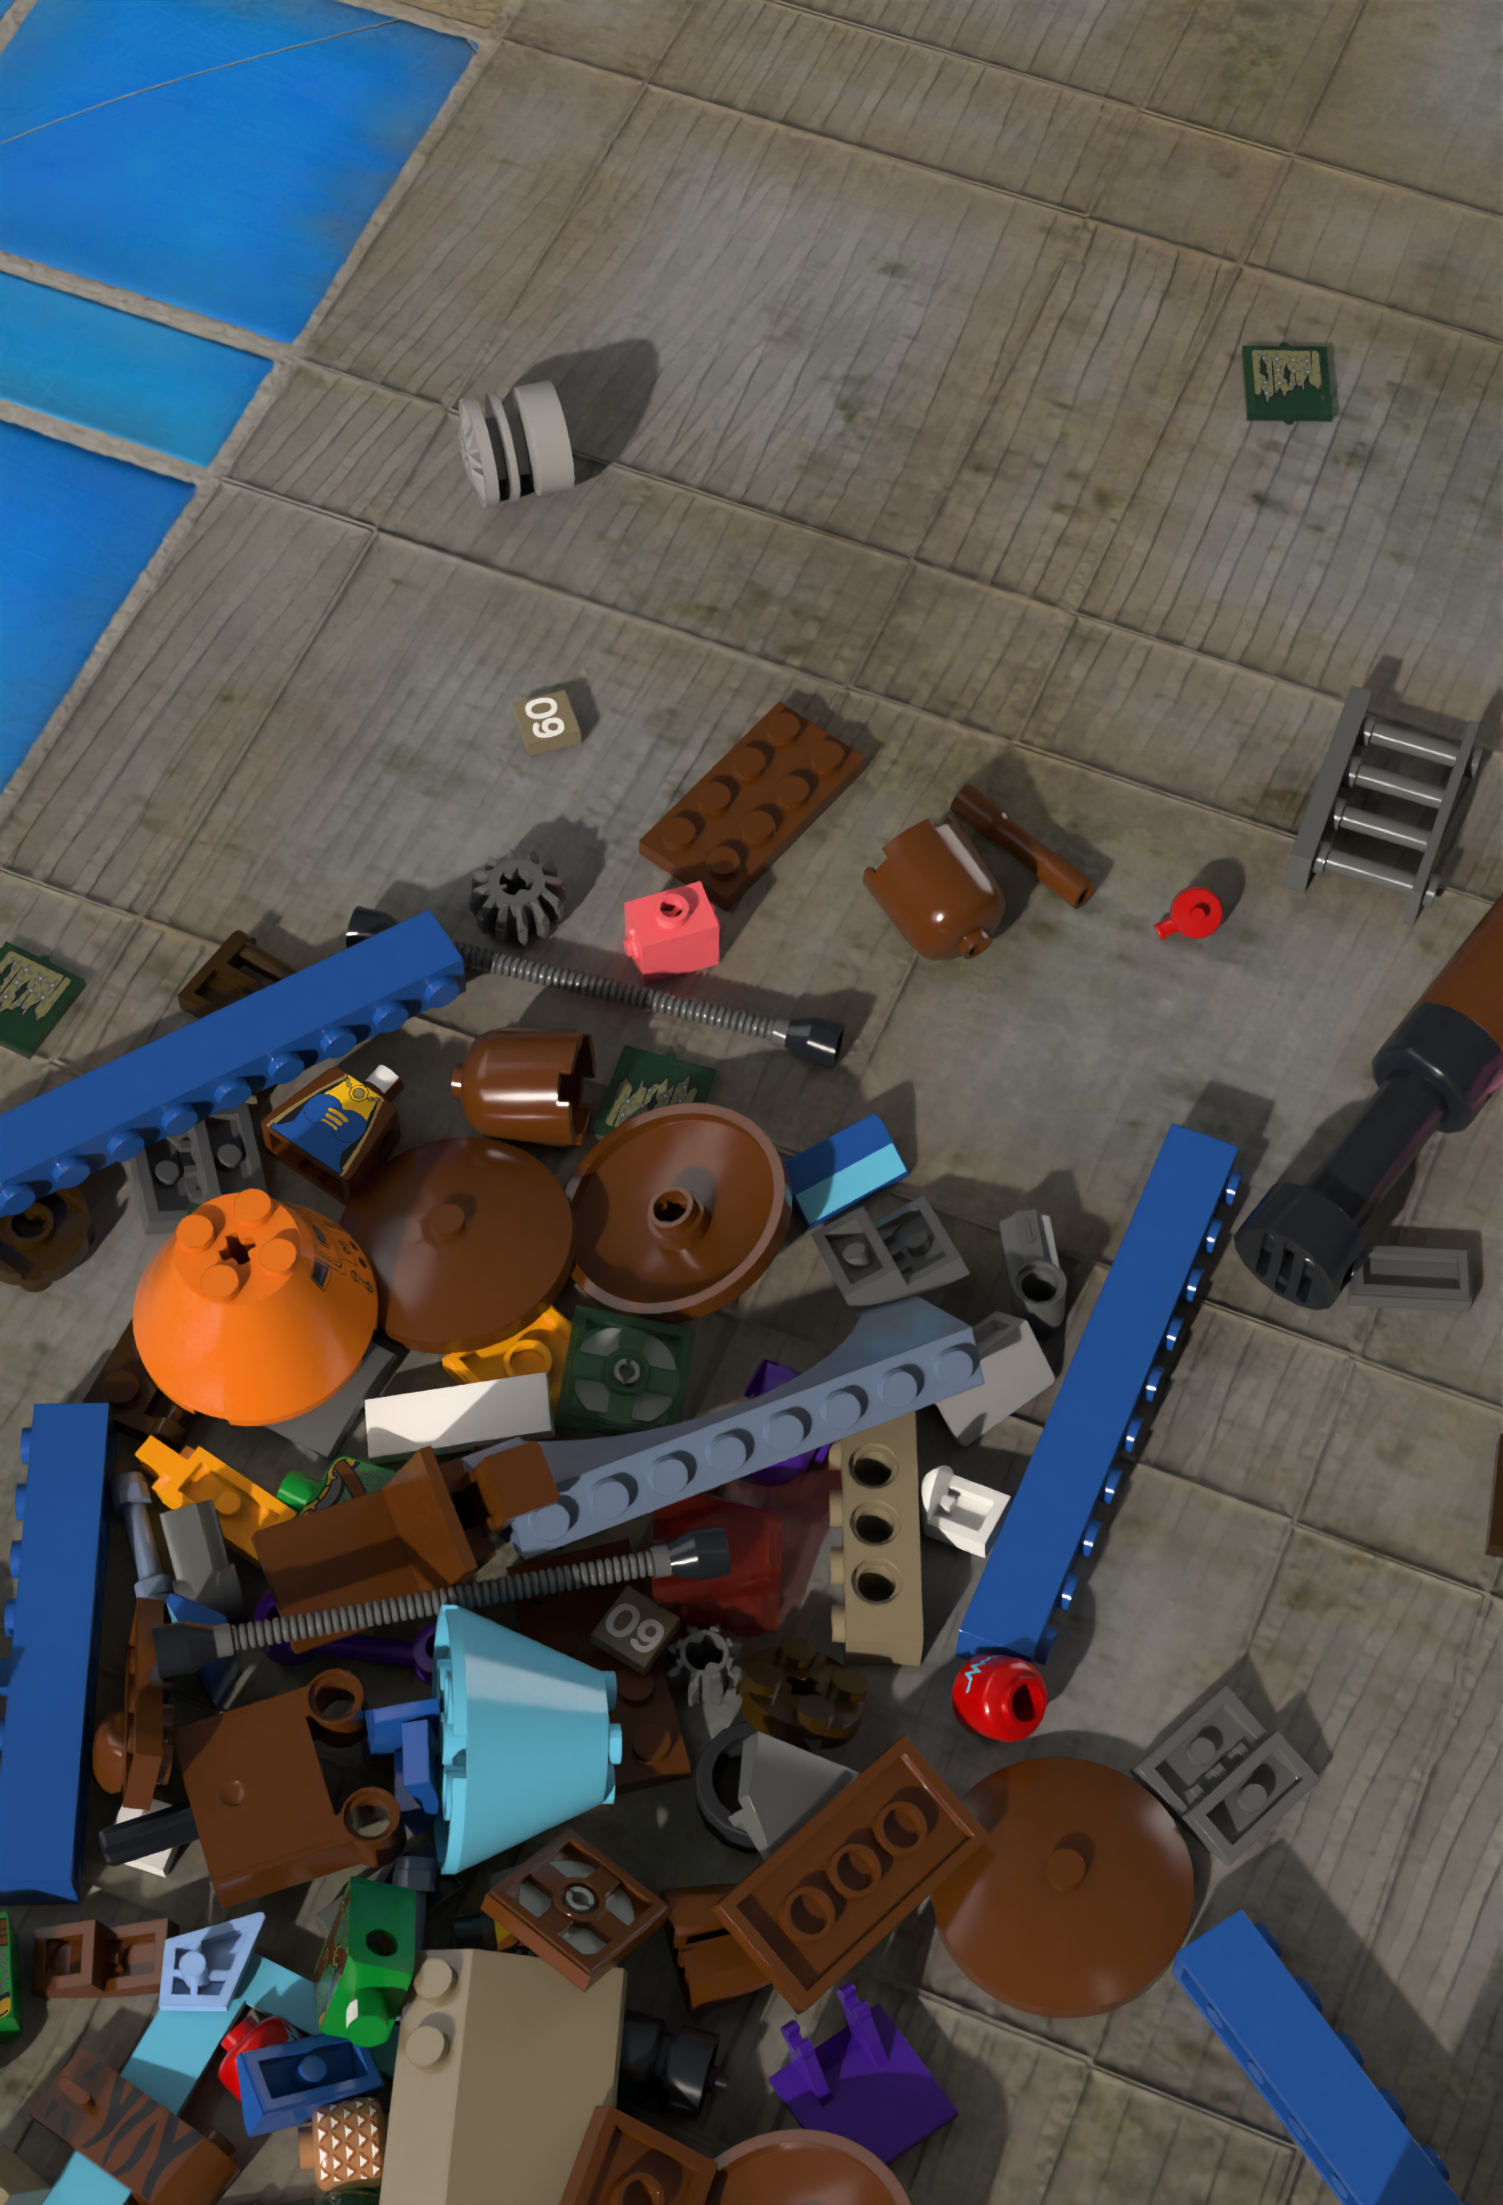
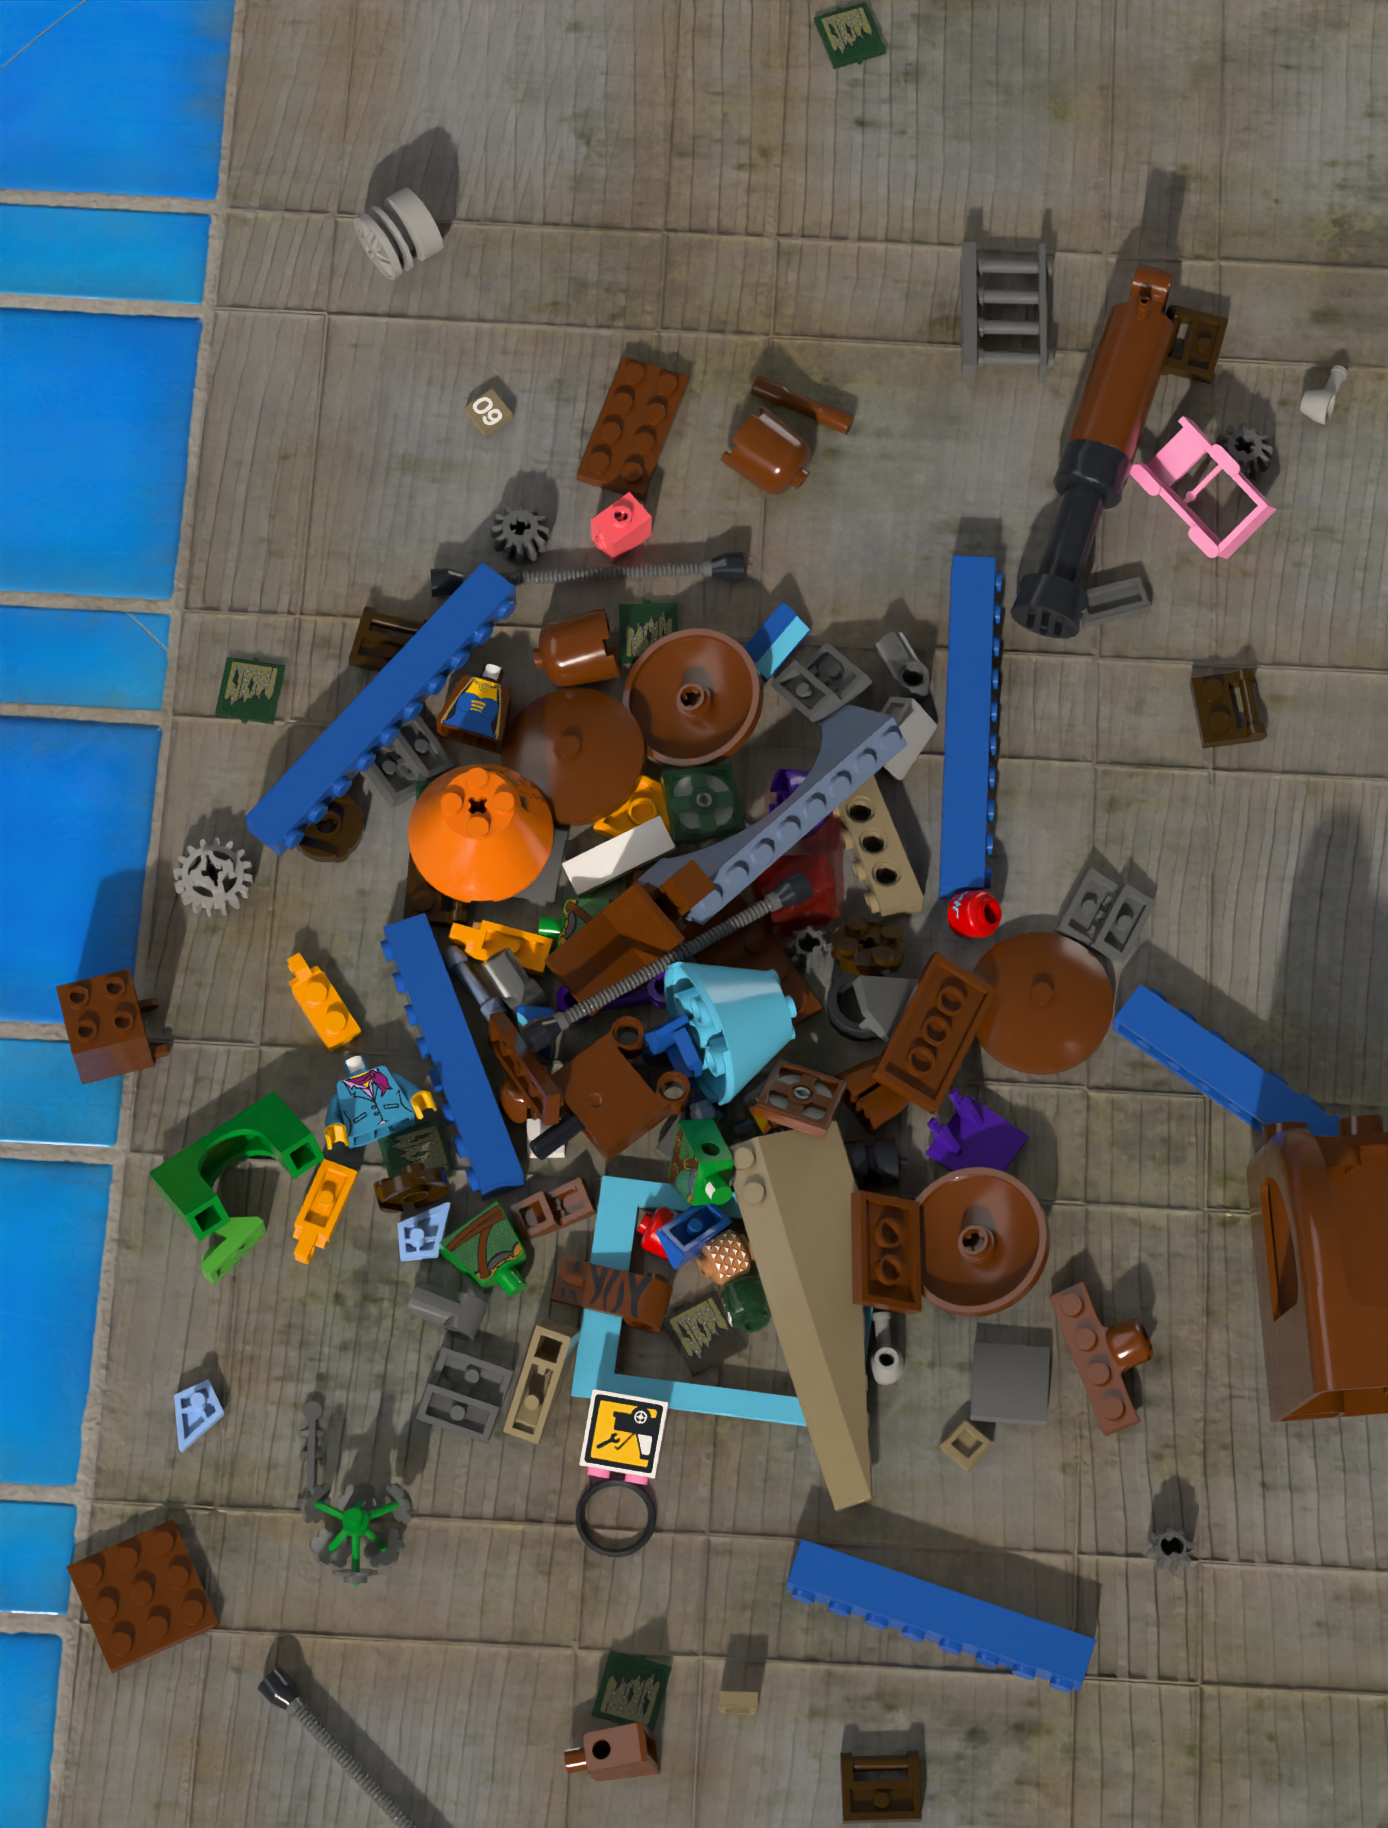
camera: 20 degrees left, 10 degrees up
(208, 1964) = (613, 1193): light blue piece -> none
(635, 1630) = (766, 942): dark tan tile -> none
(961, 1511) = (915, 818): white plate -> none
(1193, 913) = (917, 417): red piece -> none

